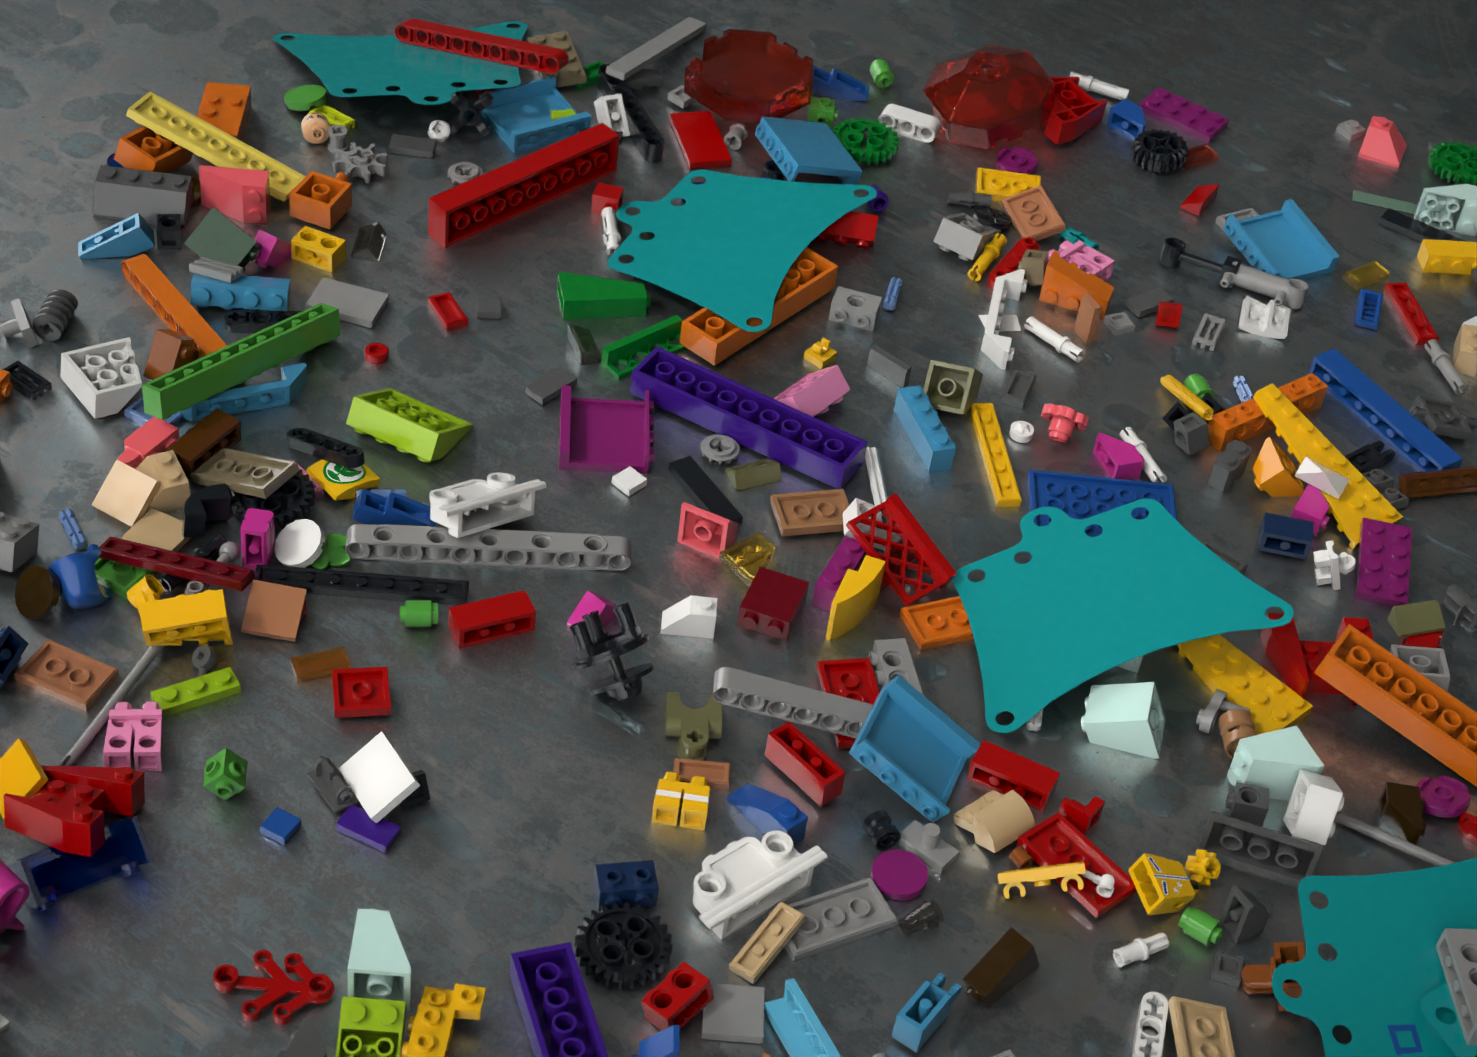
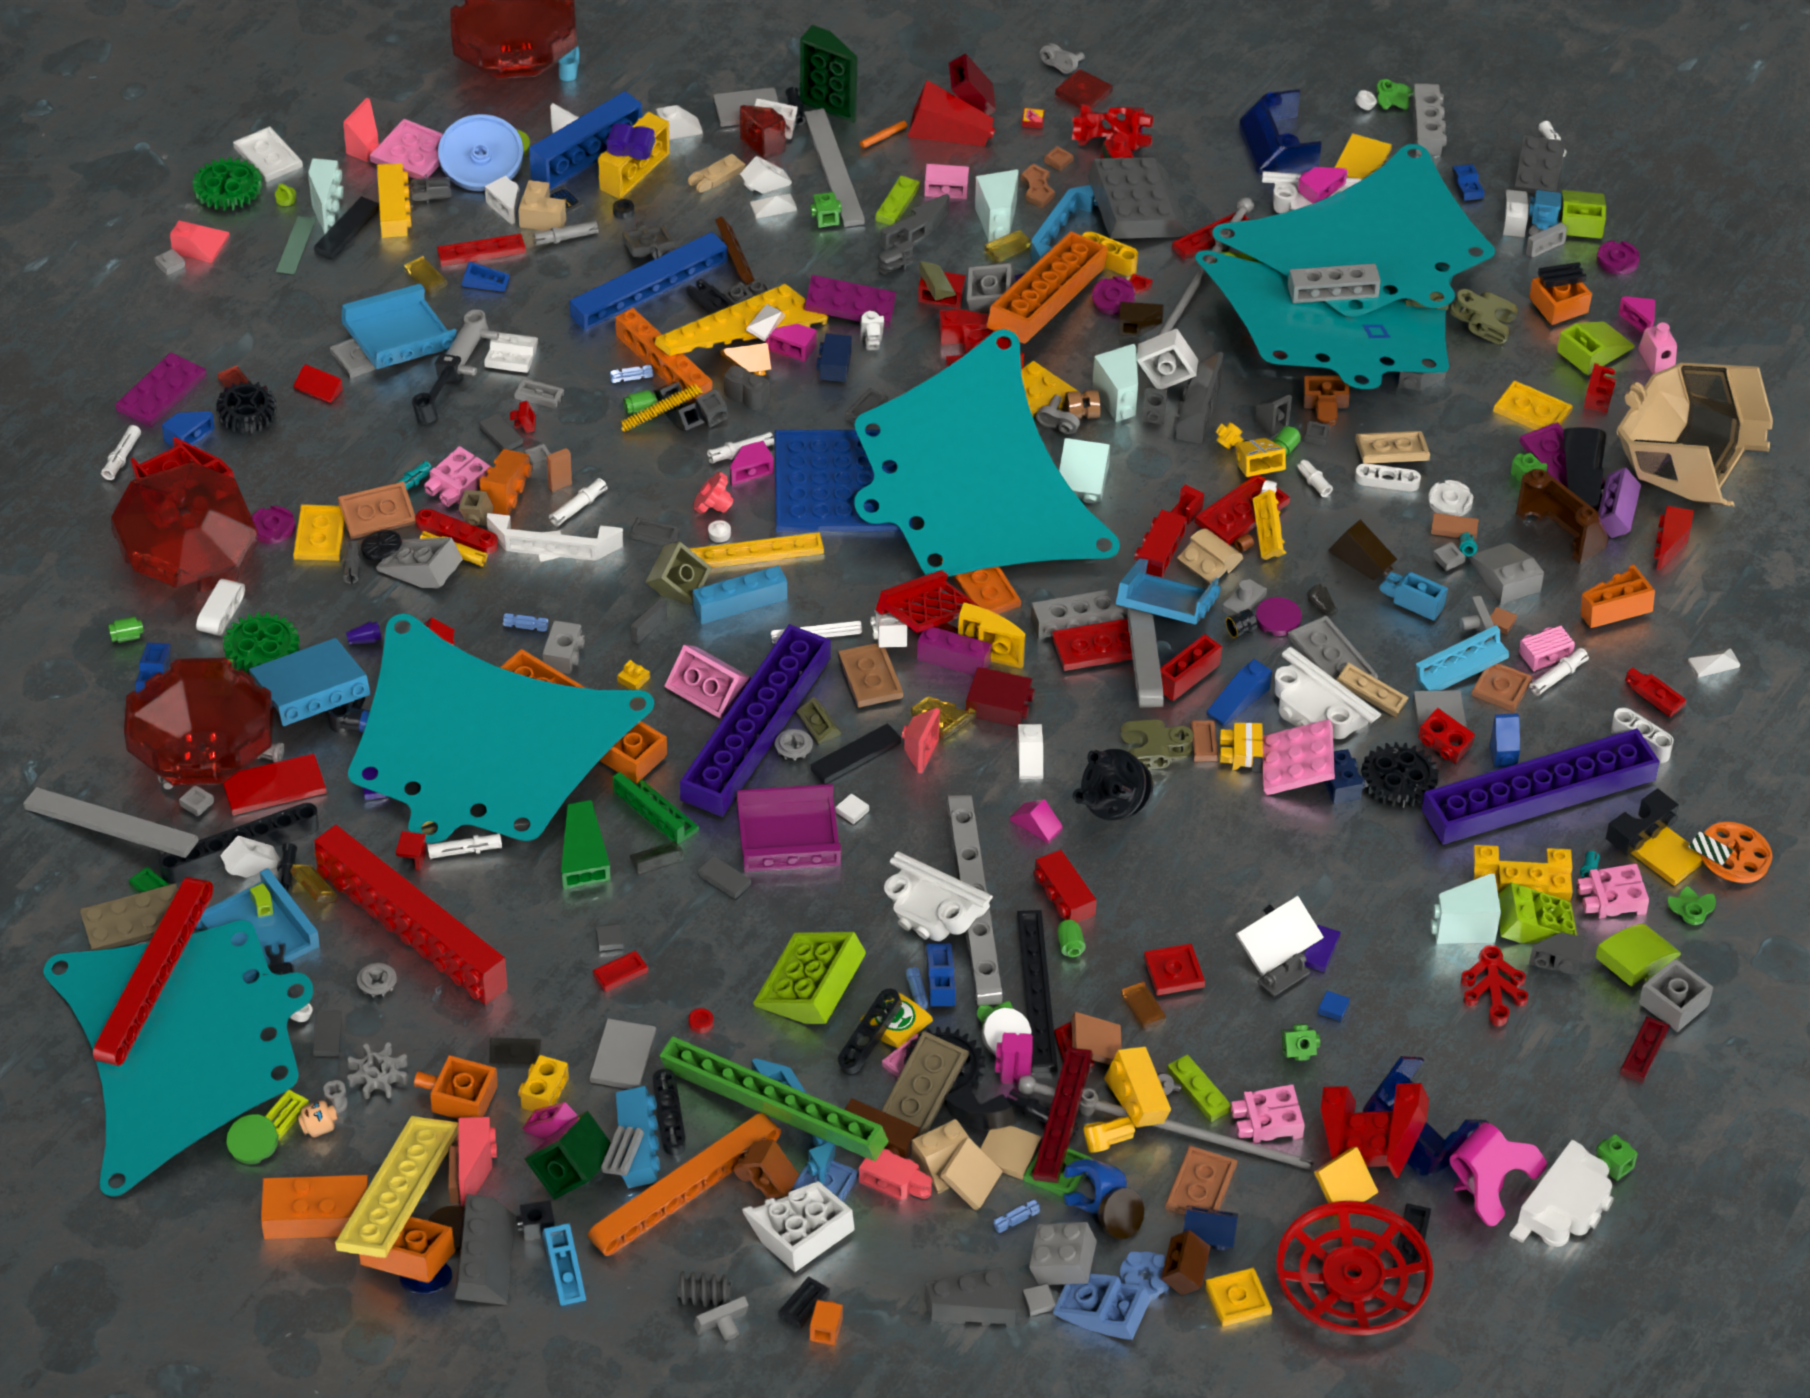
camera: 90 degrees left, 5 degrees up
(654, 842) = (1298, 757): none -> bright pink plate

